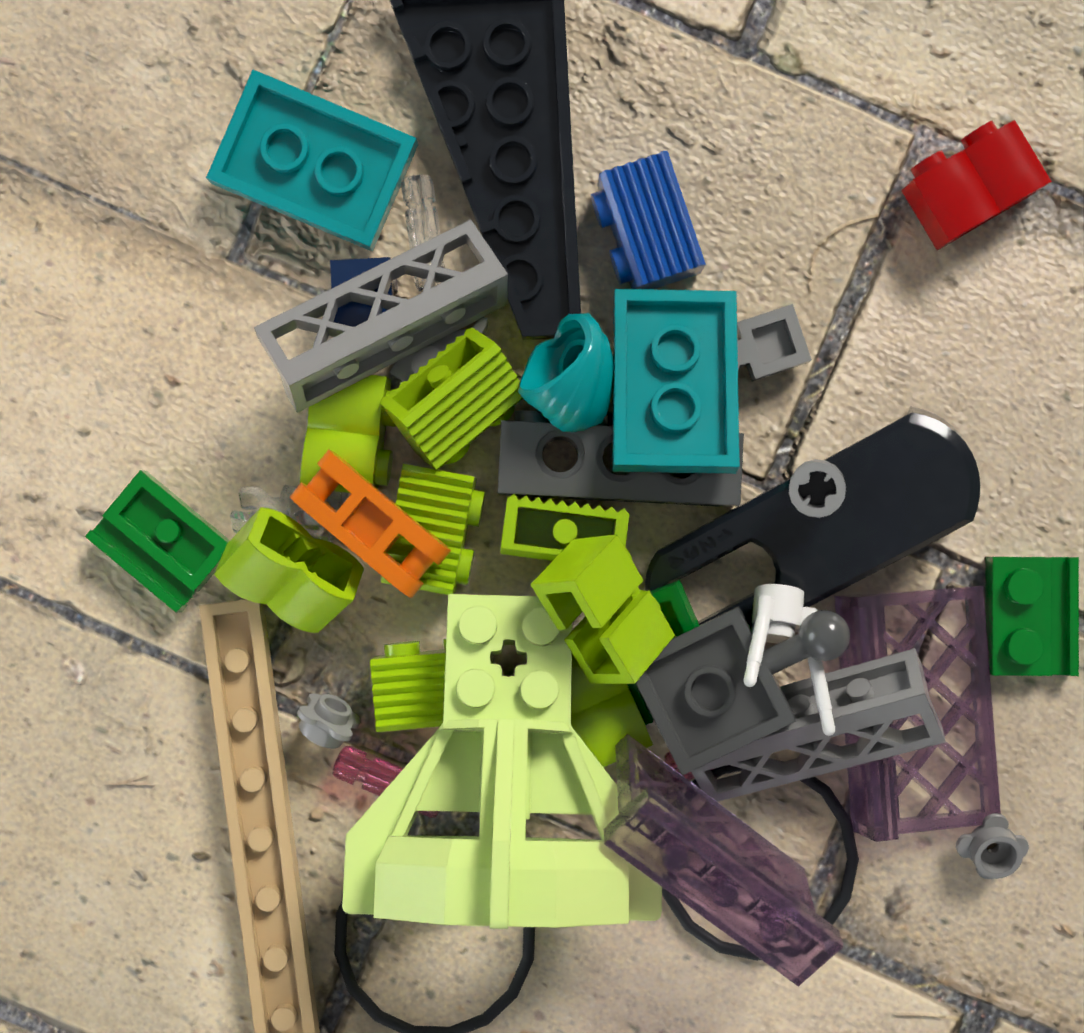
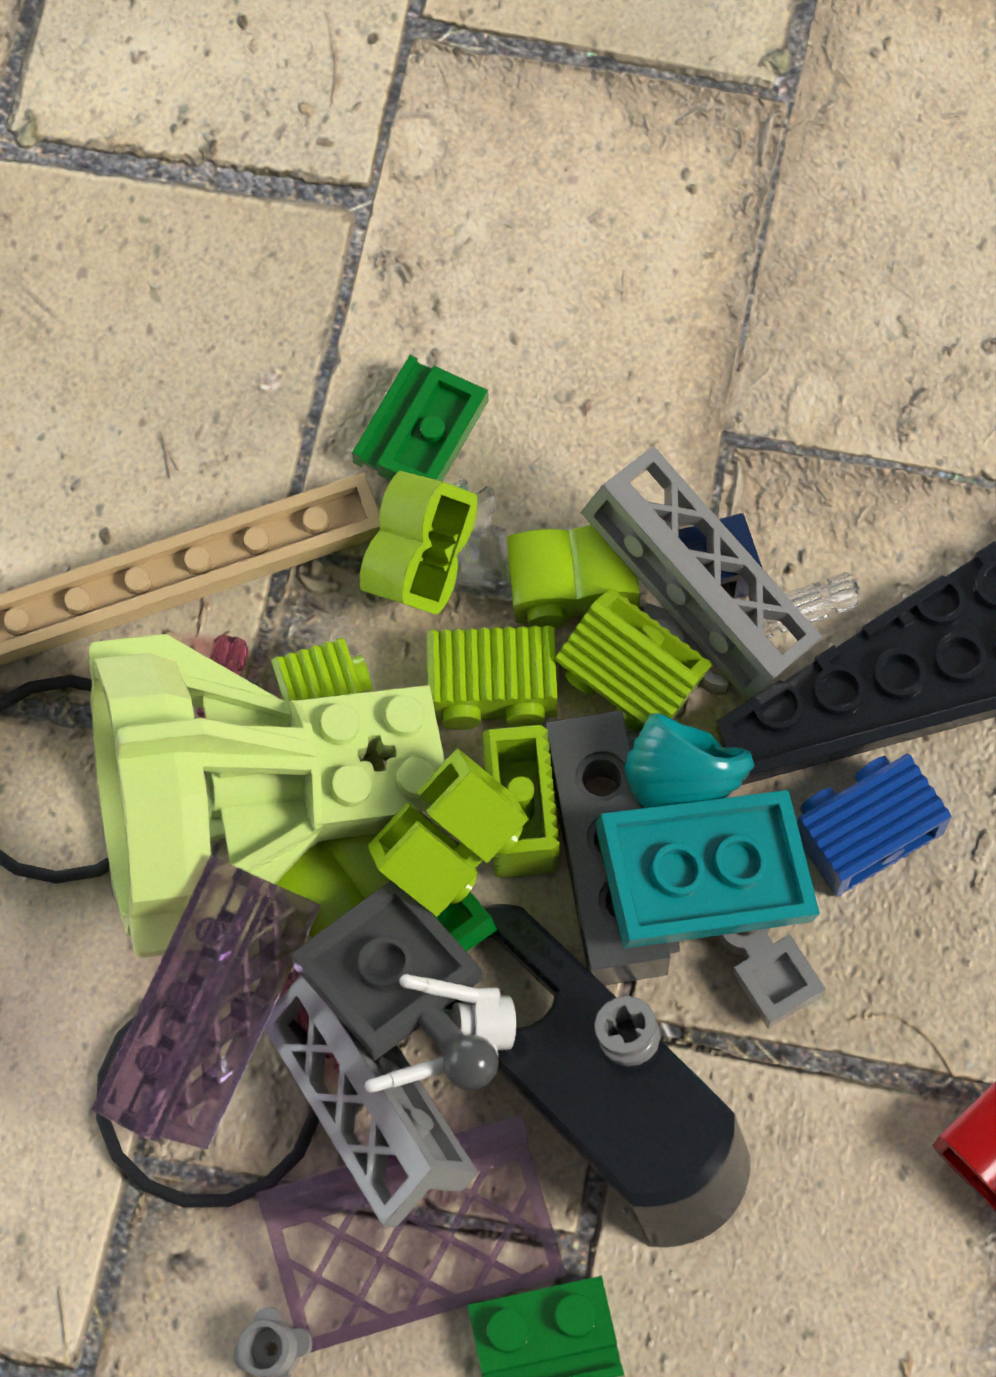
camera: 75 degrees right, 20 degrees down
(312, 160) = (844, 485): teal plate -> none
(327, 720) = (271, 618): light grey plate -> none
(369, 524) = (483, 601): orange plate -> none

